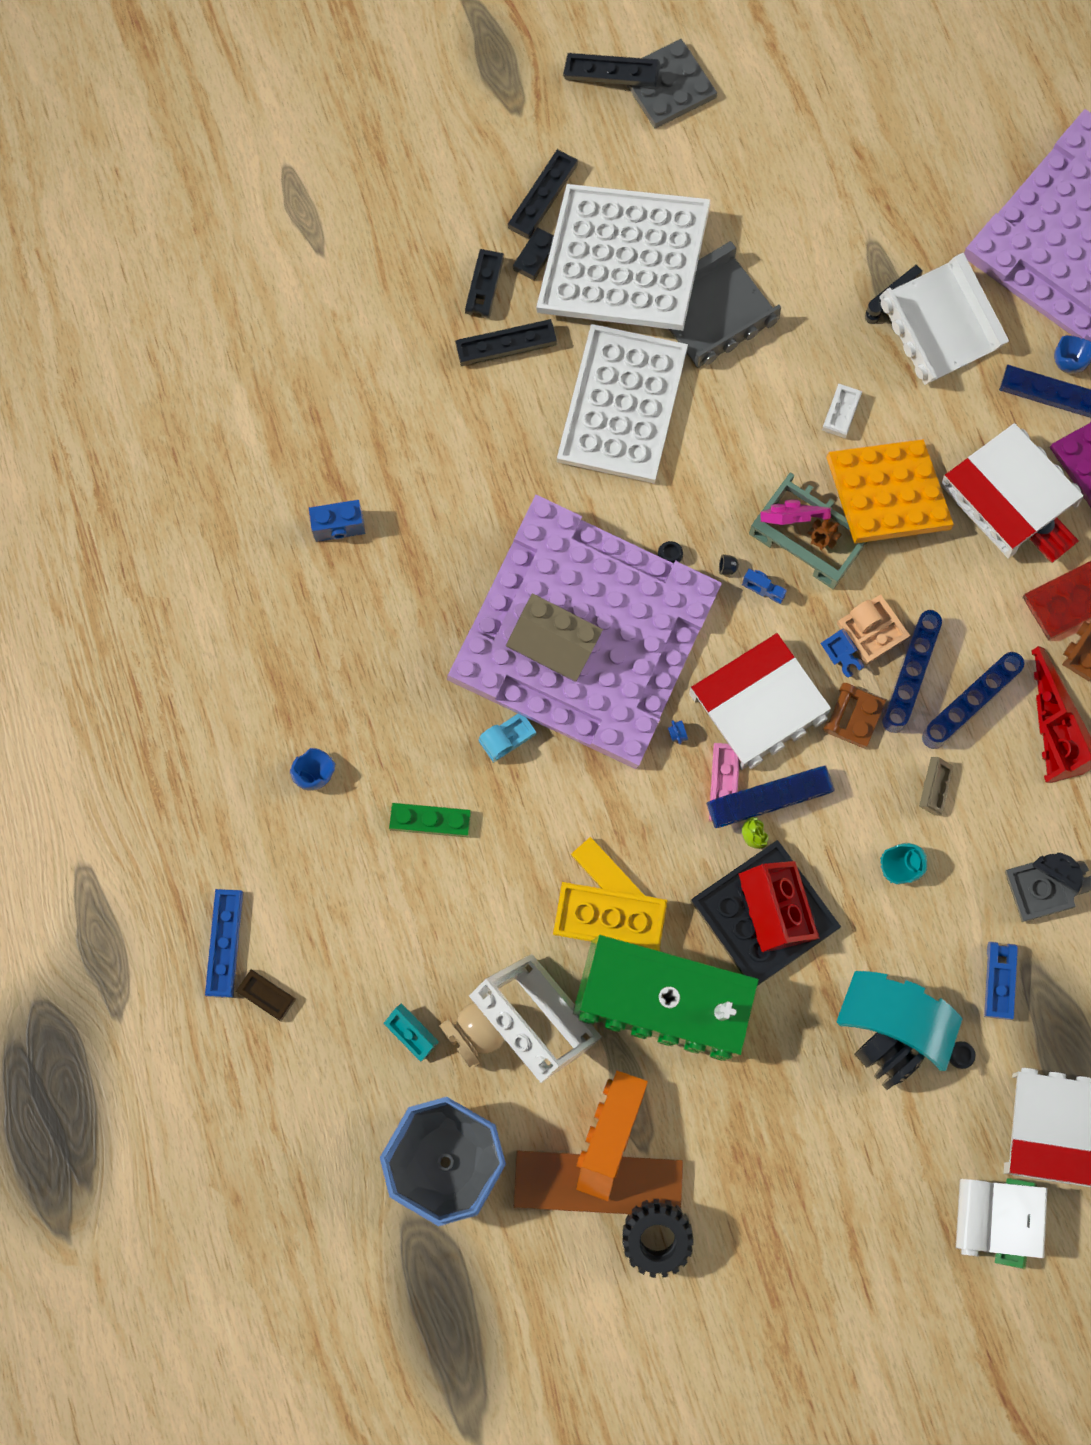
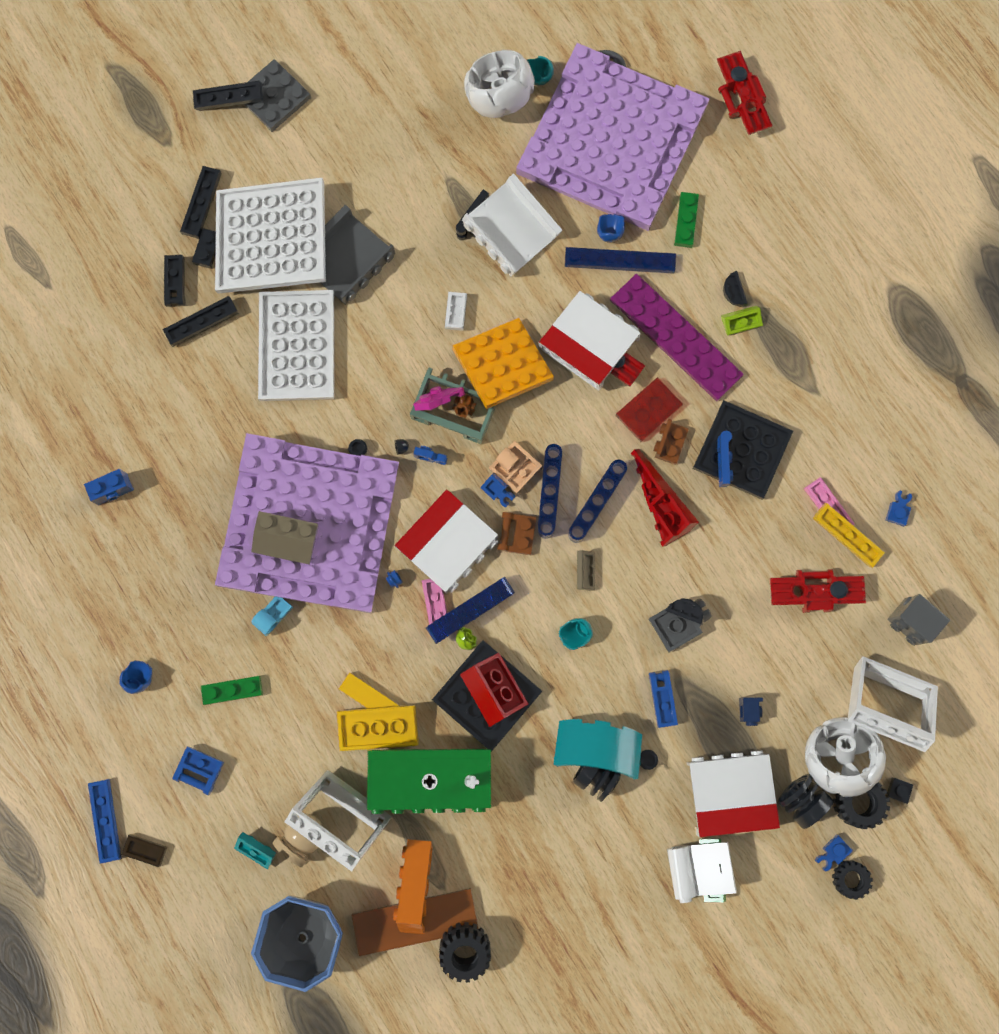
camera: 15 degrees left, 5 degrees up
(367, 903) = (201, 764): none -> blue plate
(985, 134) = (510, 83): none -> white wheel
(1024, 132) = (542, 70): none -> teal hair

